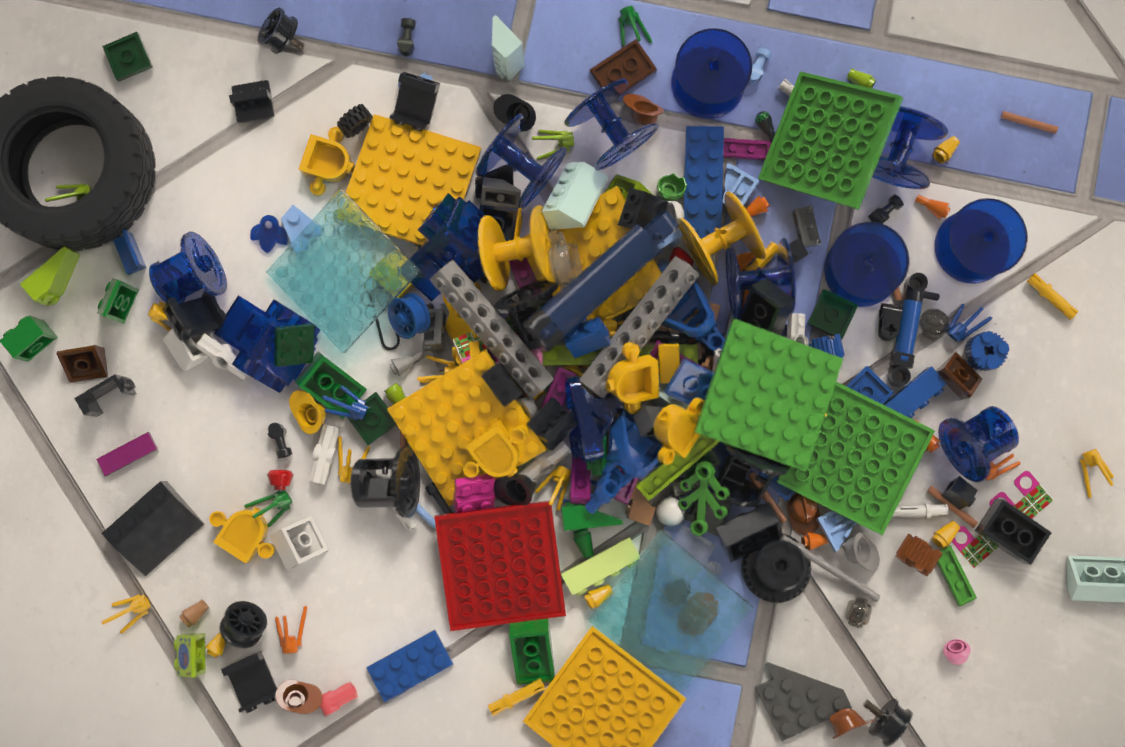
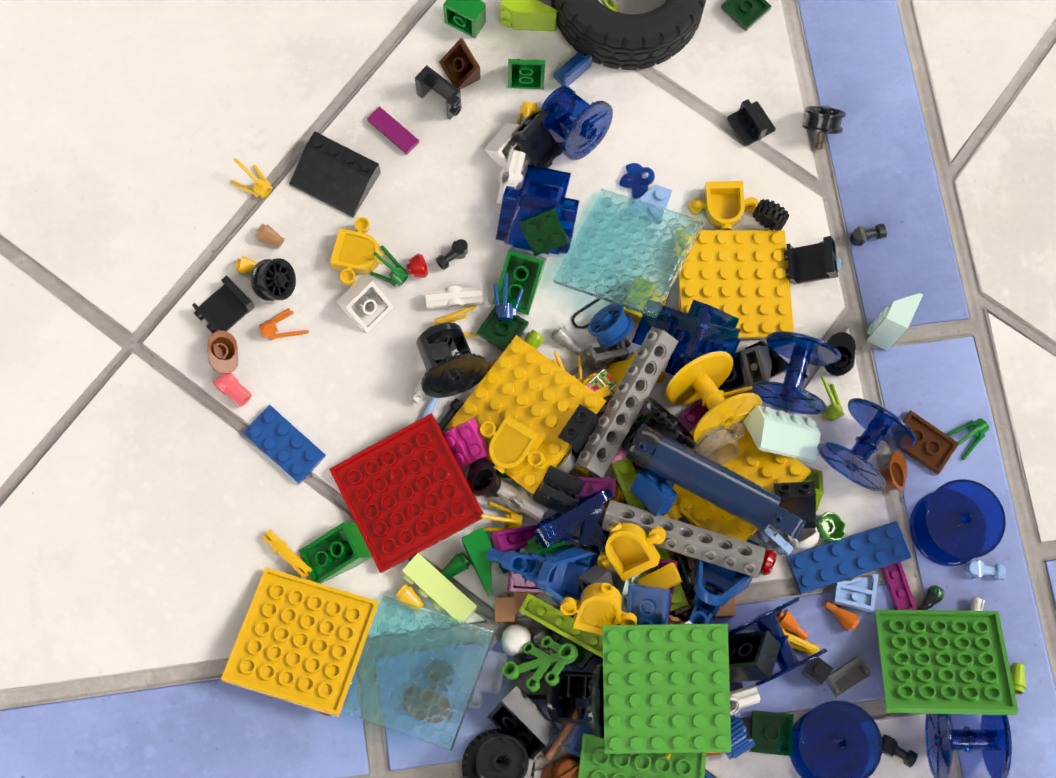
camera: 65 degrees right, 10 degrees down
(190, 655) = (231, 246): lime slope -> none
(306, 411) = (487, 268): yellow piece -> none
(740, 228) = (802, 588): yellow piece -> none

